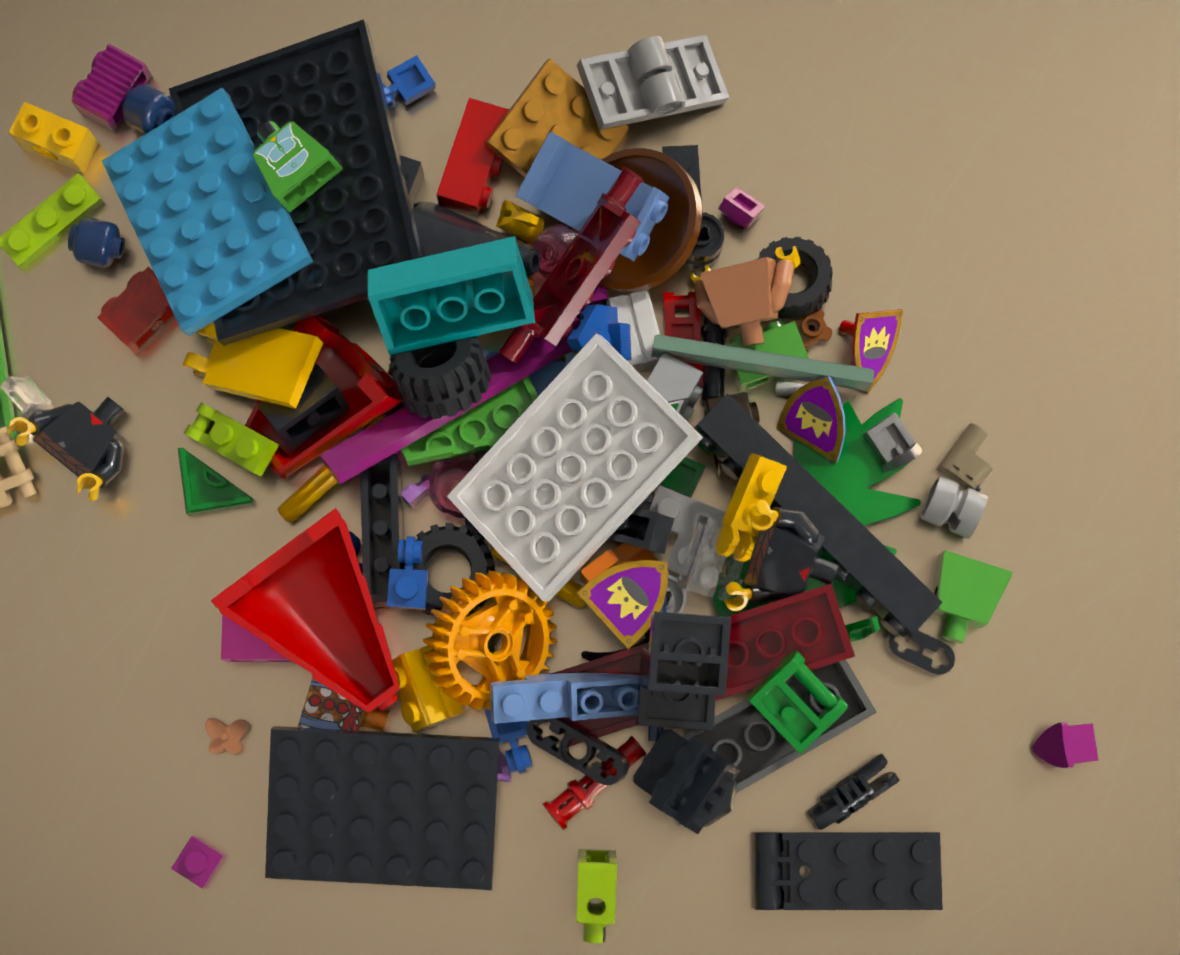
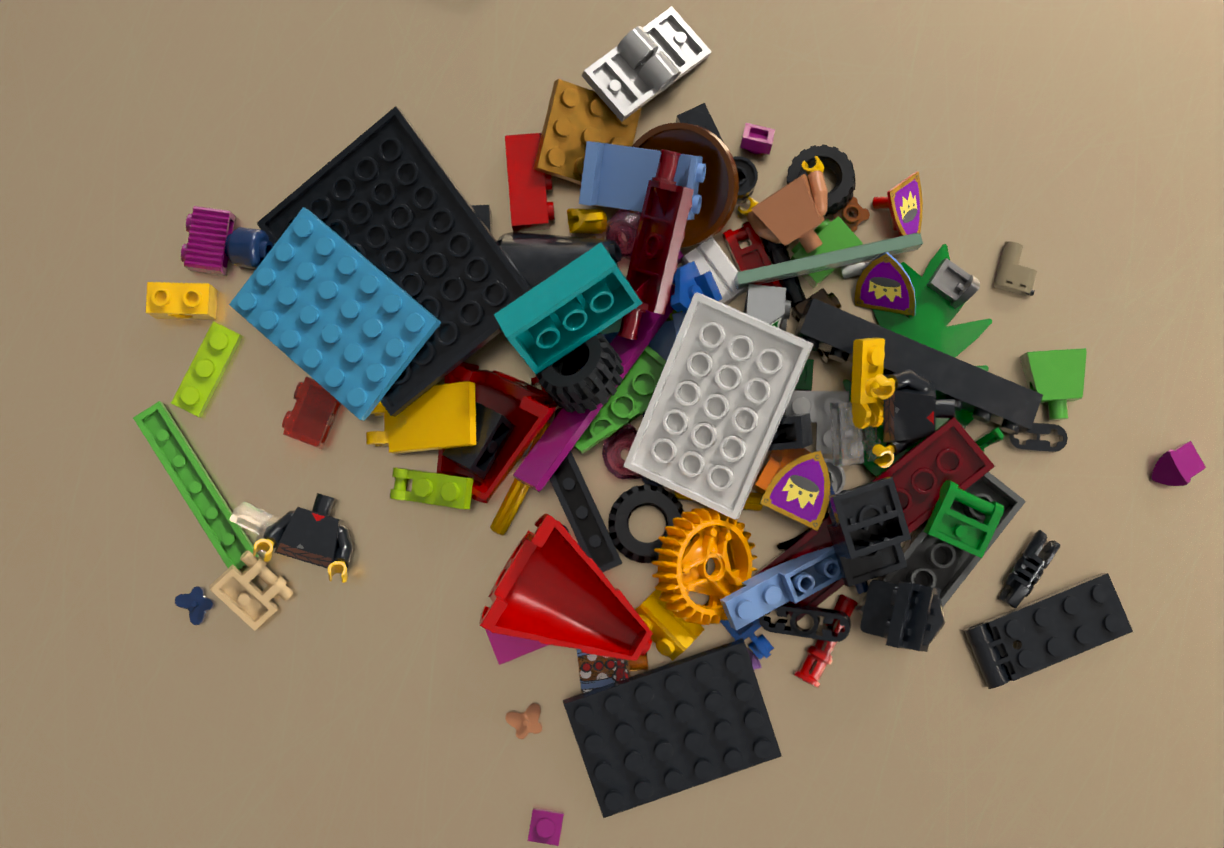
camera: 20 degrees left, 5 degrees up
(96, 242) = (253, 372): dark blue head -> none
(207, 489) = (427, 534): green tile -> none
(293, 163) = (391, 248): bright green torso -> none
(408, 81) = (448, 139): blue plate -> none
(408, 586) = (625, 549): blue plate -> none
(414, 494) = (594, 469): medium lavender tile -> none
(596, 880) = (864, 724): lime torso -> none
(954, 507) = (1020, 314): light grey wheel -> none

